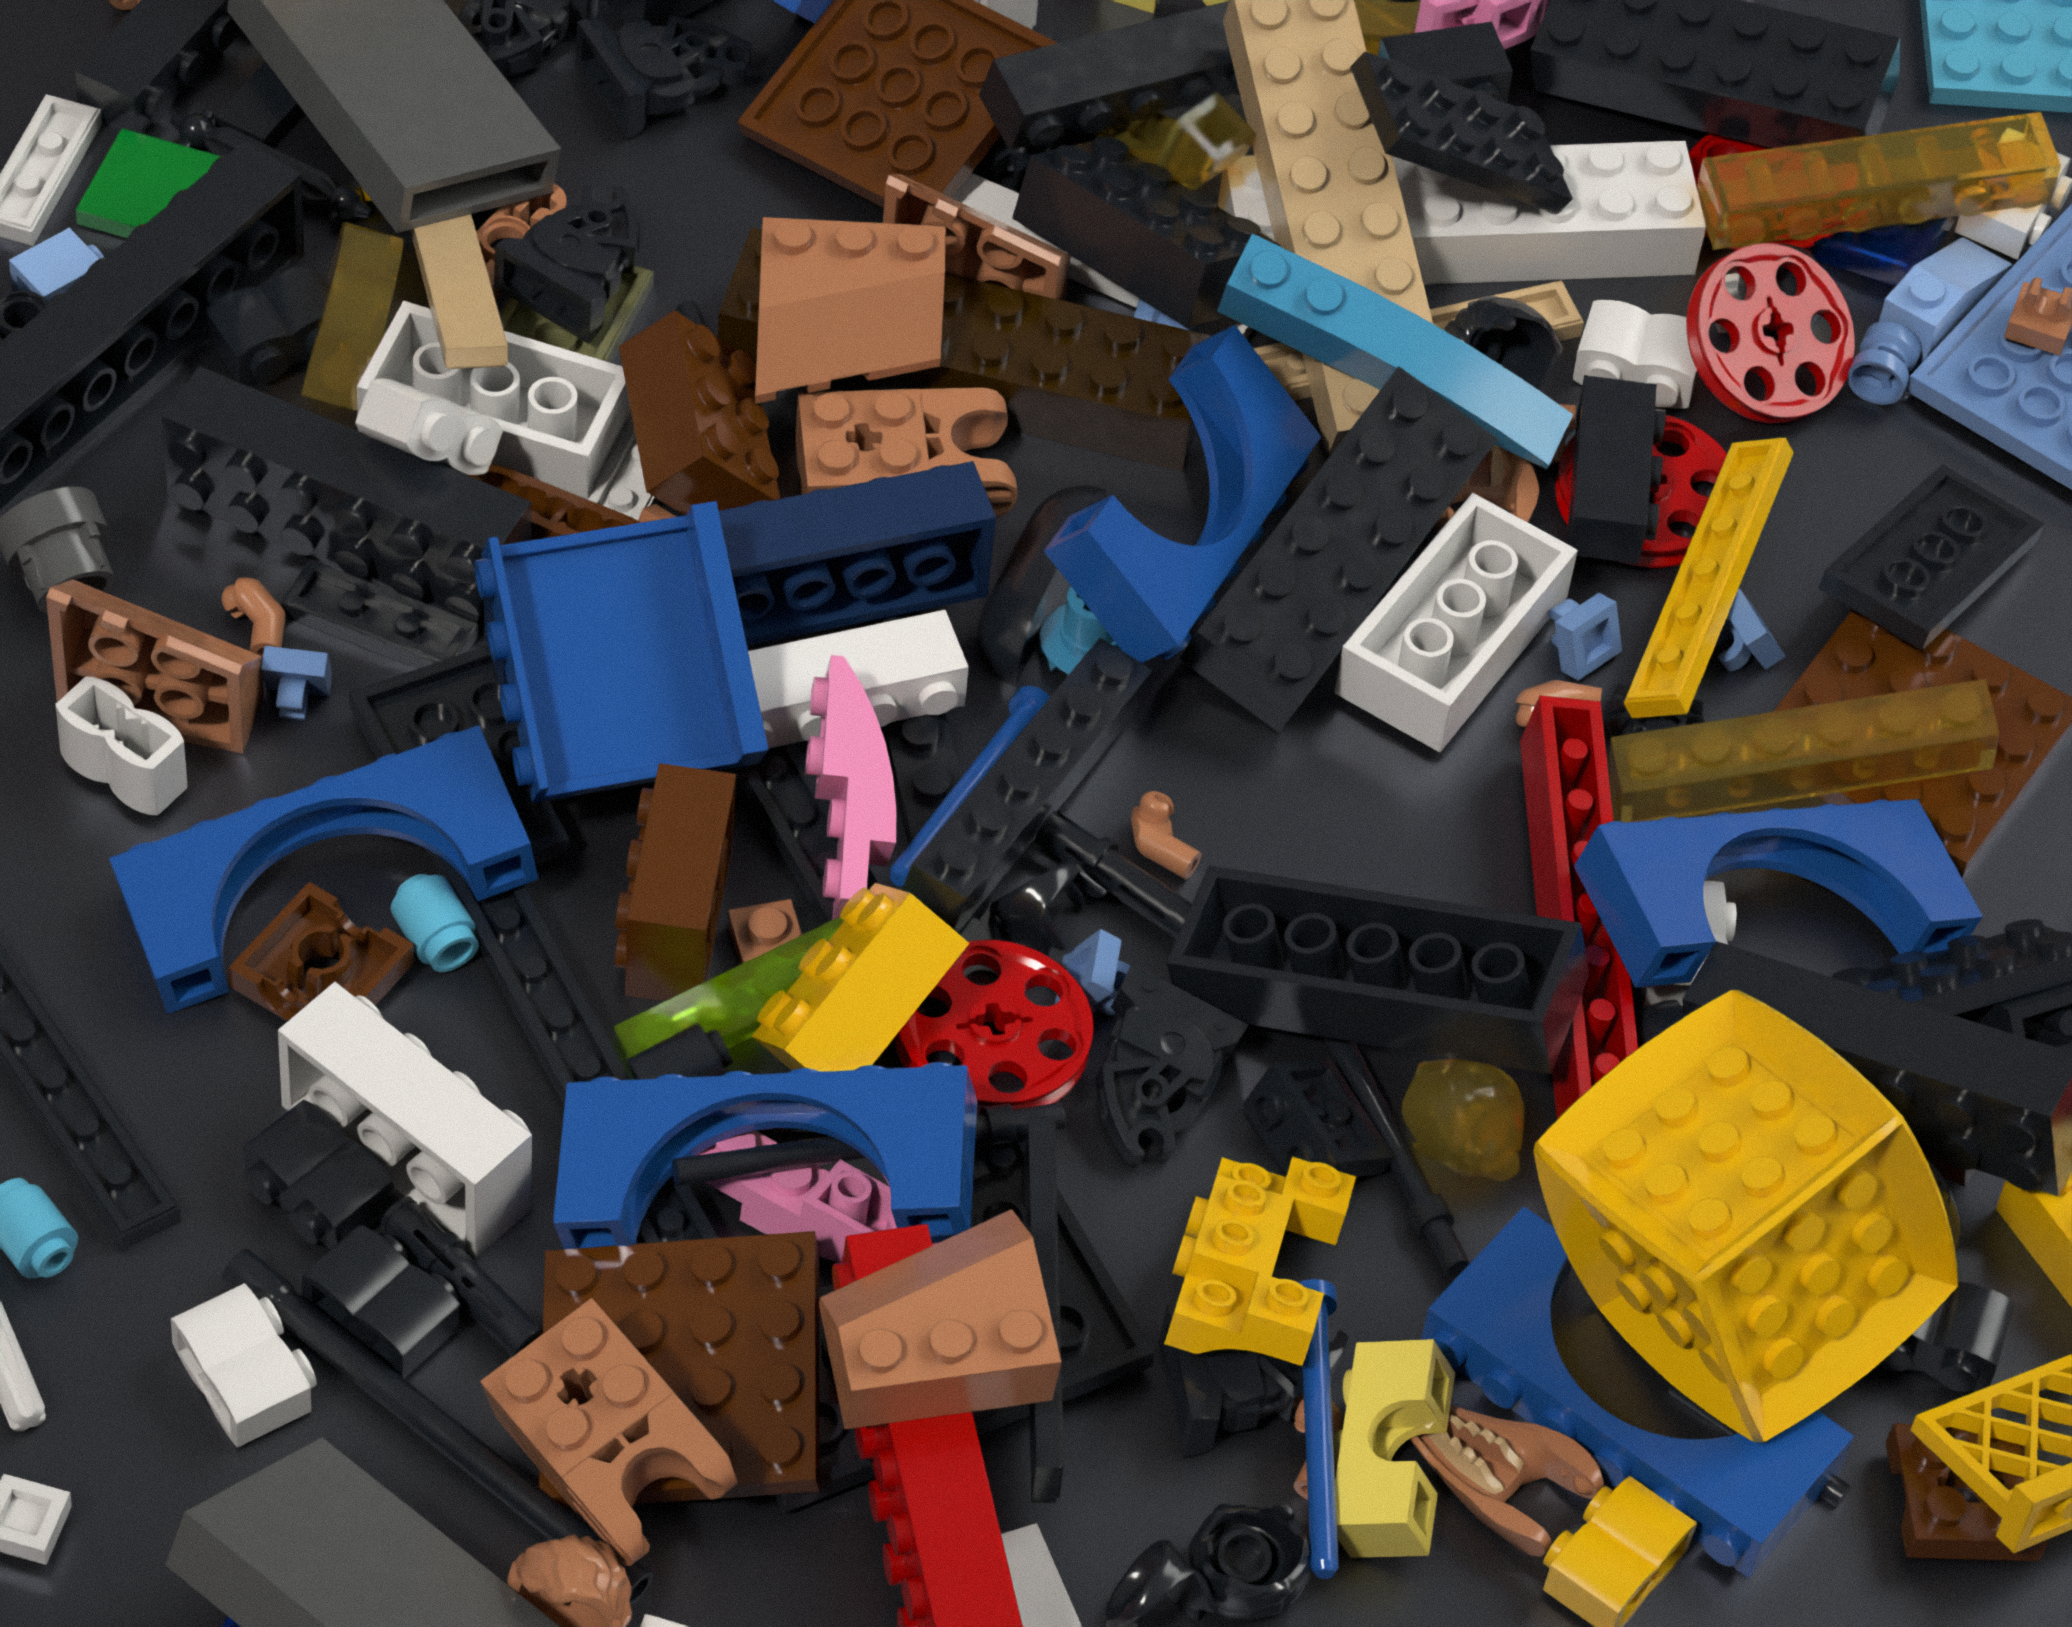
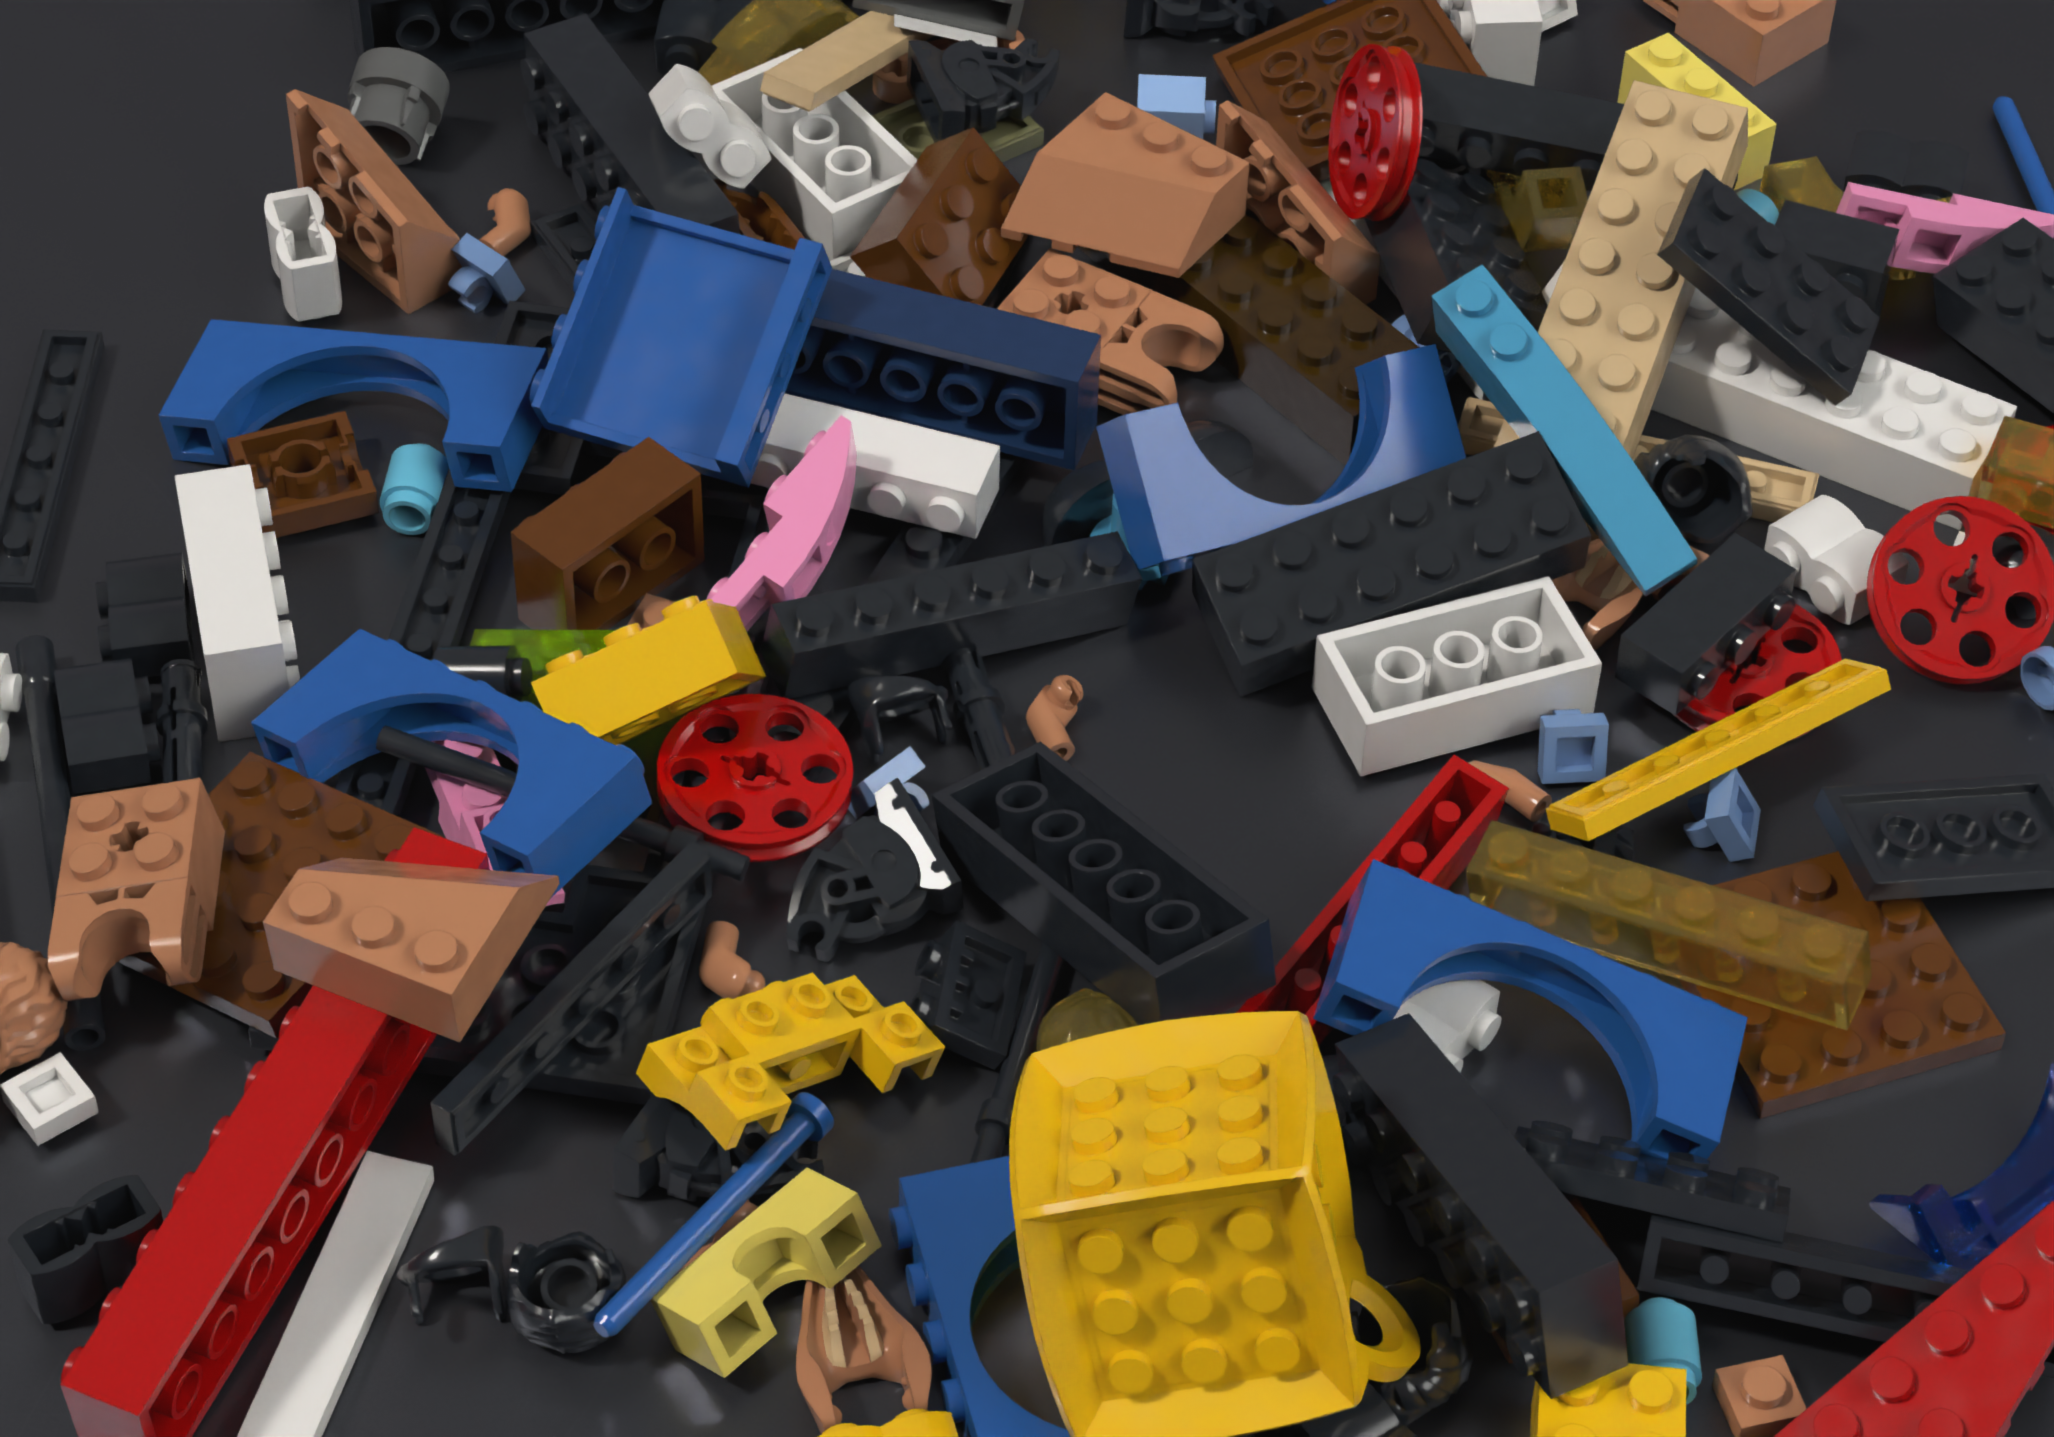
camera: 40 degrees right, 5 degrees down
(500, 216) = (944, 30): none -> white sticker
(754, 191) = (1178, 102): none -> light blue brick
(1016, 118) = (1375, 132): none -> red wedge
(1104, 1214) = (721, 967): none -> nougat arm

